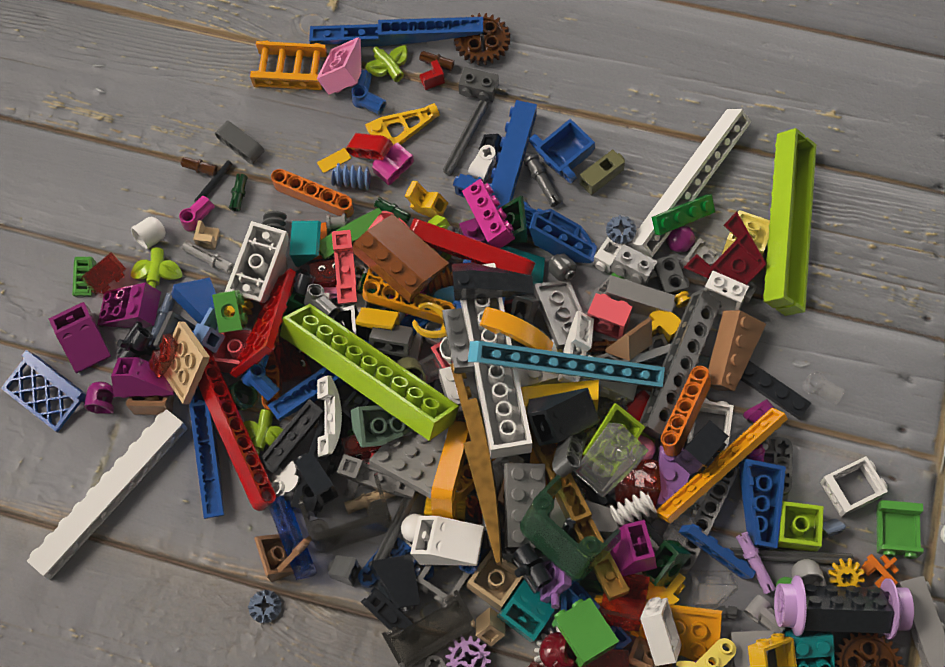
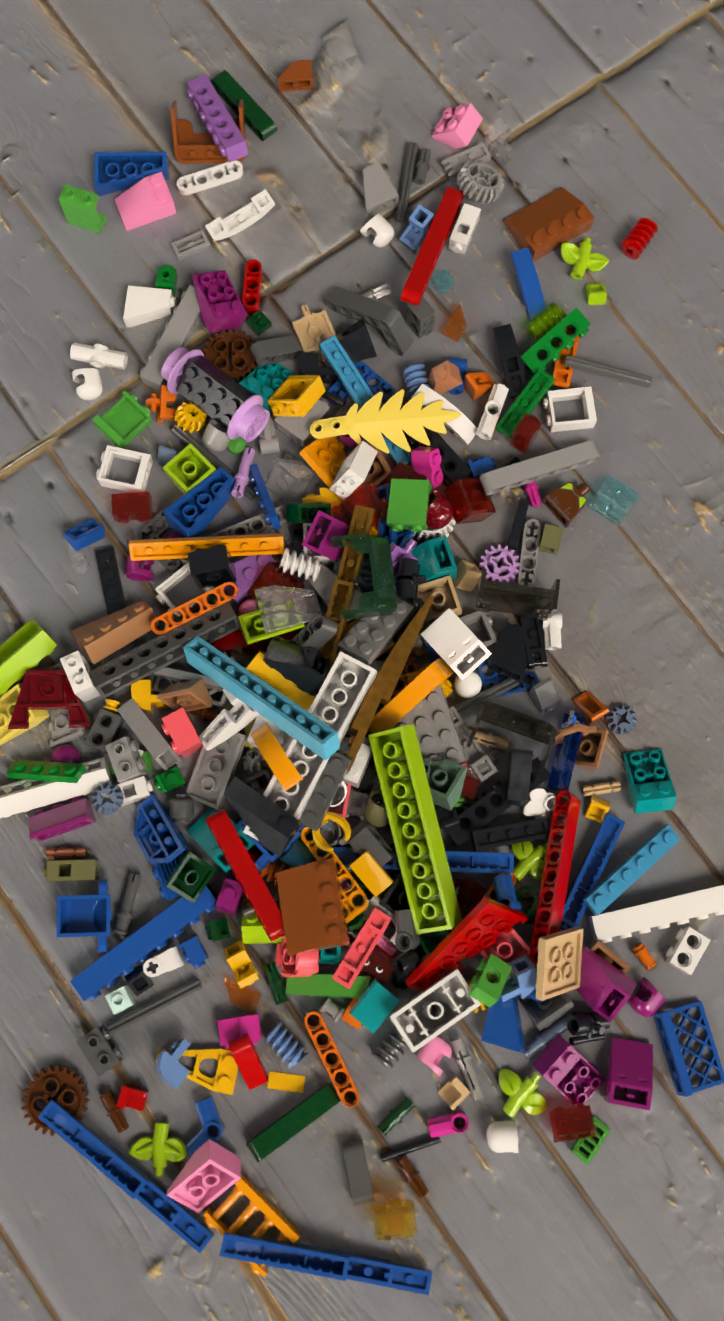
camera: 150 degrees left, 10 degrees up
(84, 459) = (692, 954): none -> white brick
(127, 431) = (644, 956): none -> orange pin
(163, 358) = (571, 985): clear red slope -> none
(173, 485) = (631, 869): none -> dark azure plate
(191, 130) = (394, 1219): none -> clear yellow brick
(206, 570) = (649, 781): none -> teal slope
(220, 77) = (326, 1262): none -> blue slope
(233, 251) = (433, 1052): none -> bright pink helmet
(235, 516) = (597, 809): none -> yellow slope
(242, 534) = (601, 788): none -> tan axle
(297, 592) = (590, 707): none -> orange slope
(308, 138) = (293, 1122): none -> dark green beam
(332, 415) = (469, 817): white slope -> none
(374, 630) = (552, 631): none -> white piece
(402, 184) = (242, 997): none -> clear orange slope
(419, 103) = (168, 1066): none -> medium blue brick
(461, 211) = (219, 929): none -> dark green tile
(488, 215) = (204, 898): dark pink brick -> none
(492, 120) = (120, 999): none -> light aqua brick
(590, 281) = (169, 780): none -> green bracket
(618, 180) = (66, 853): none -> nougat axle
(642, 193) = (61, 819): none -> magenta slope
(817, 461) = (132, 507): none -> clear red brick
(832, 407) = (84, 534): none -> blue slope

